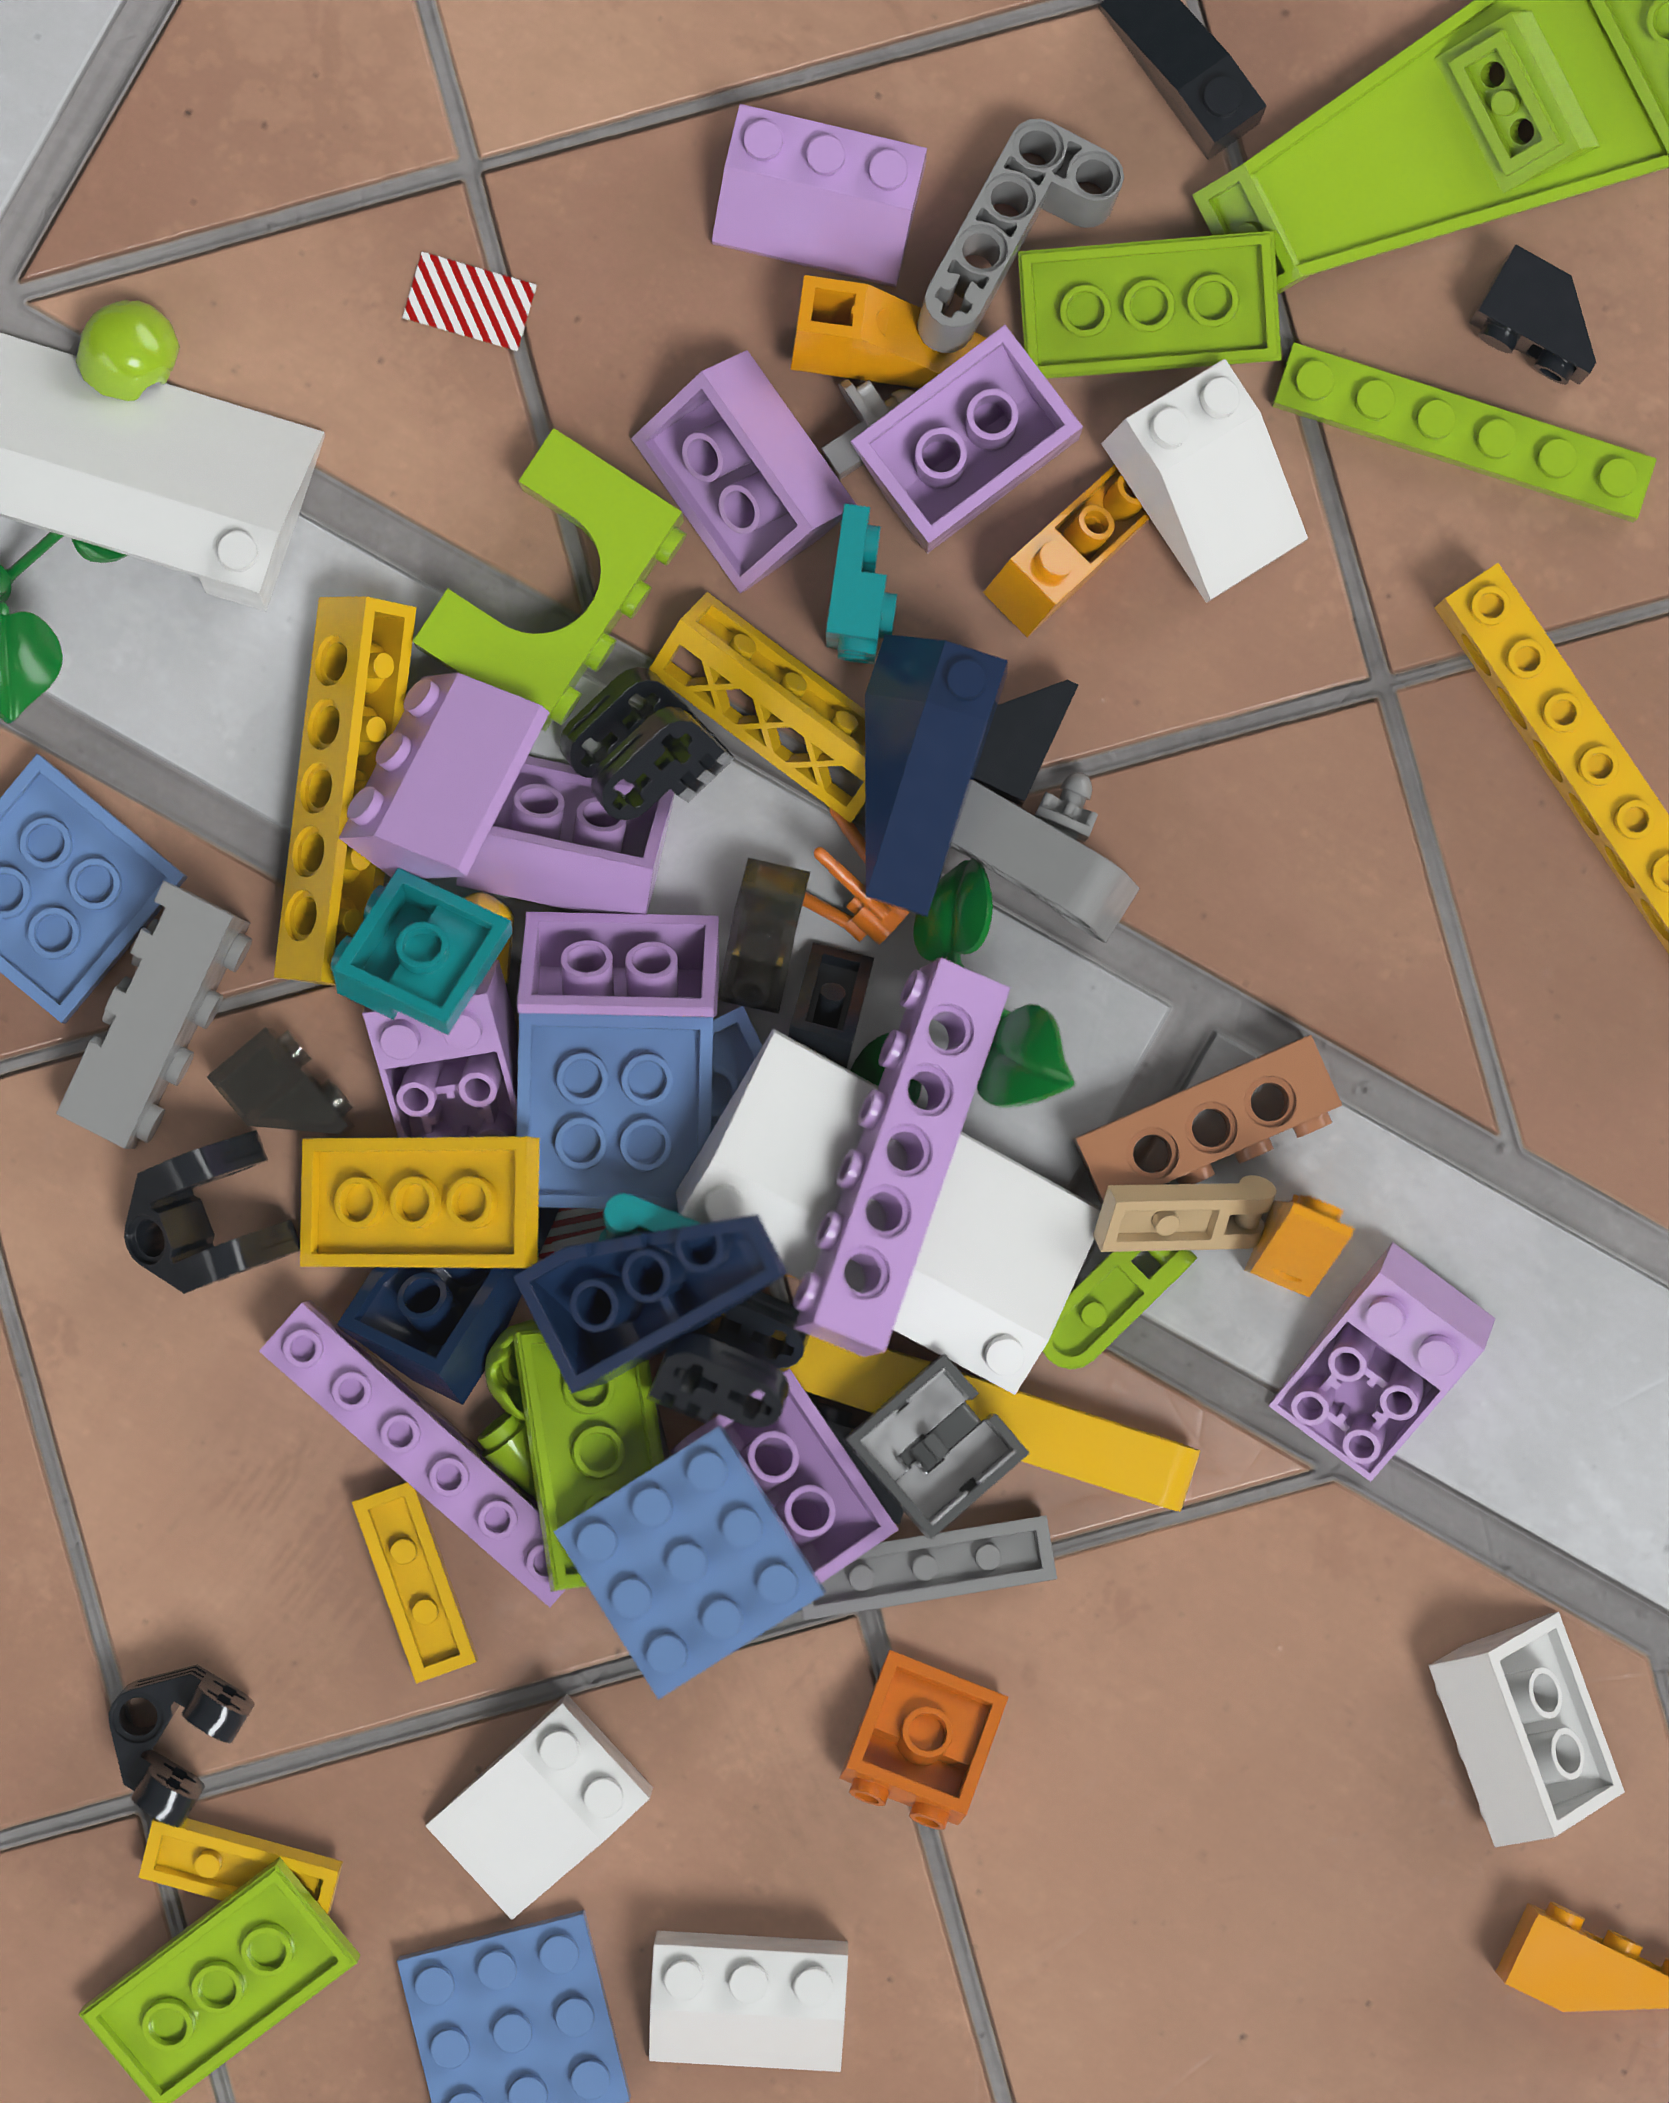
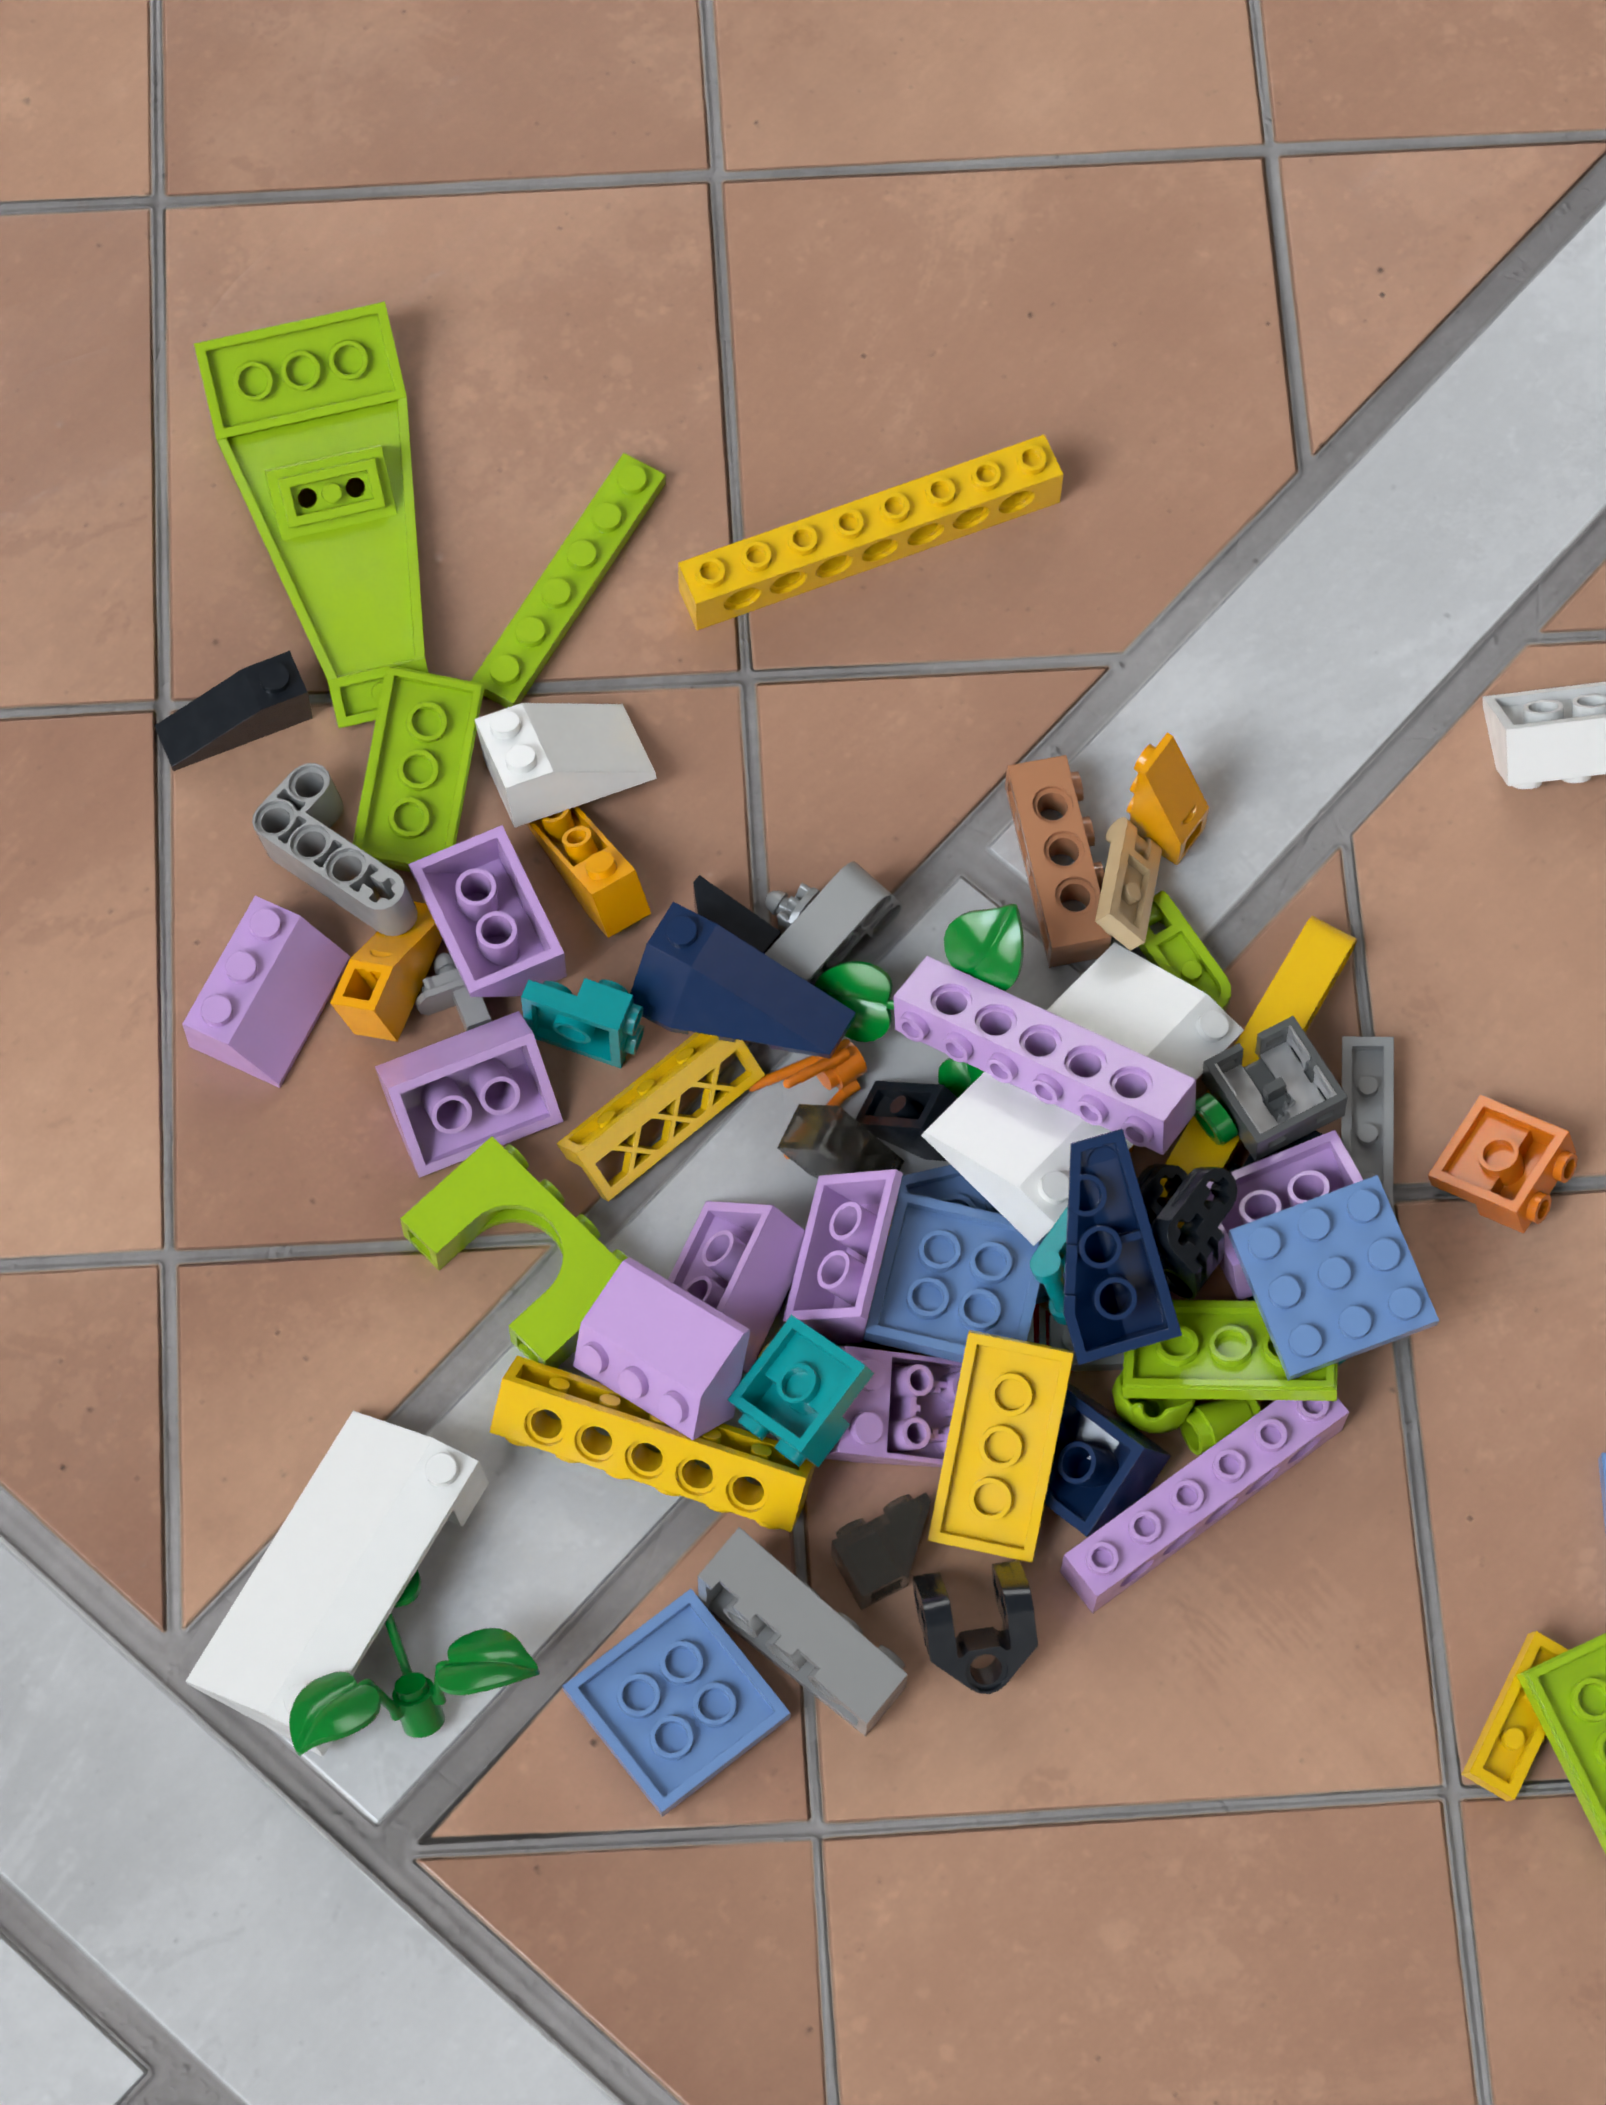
camera: 80 degrees left, 20 degrees down
(127, 349) = (246, 1546): lime hair -> none
(208, 1703) = (1365, 1743): black piece -> none
(415, 1581) = (1307, 1528): yellow plate -> none
(469, 301) = (276, 1279): sticker -> none
(540, 1807) = (1509, 1467): white slope -> none
(648, 747) = (675, 1188): black piece -> none
(883, 1379) = (1214, 1120): none -> green tile
(1383, 1362) = (1269, 775): lavender slope -> none
(1539, 314) = (494, 508): black slope -> none

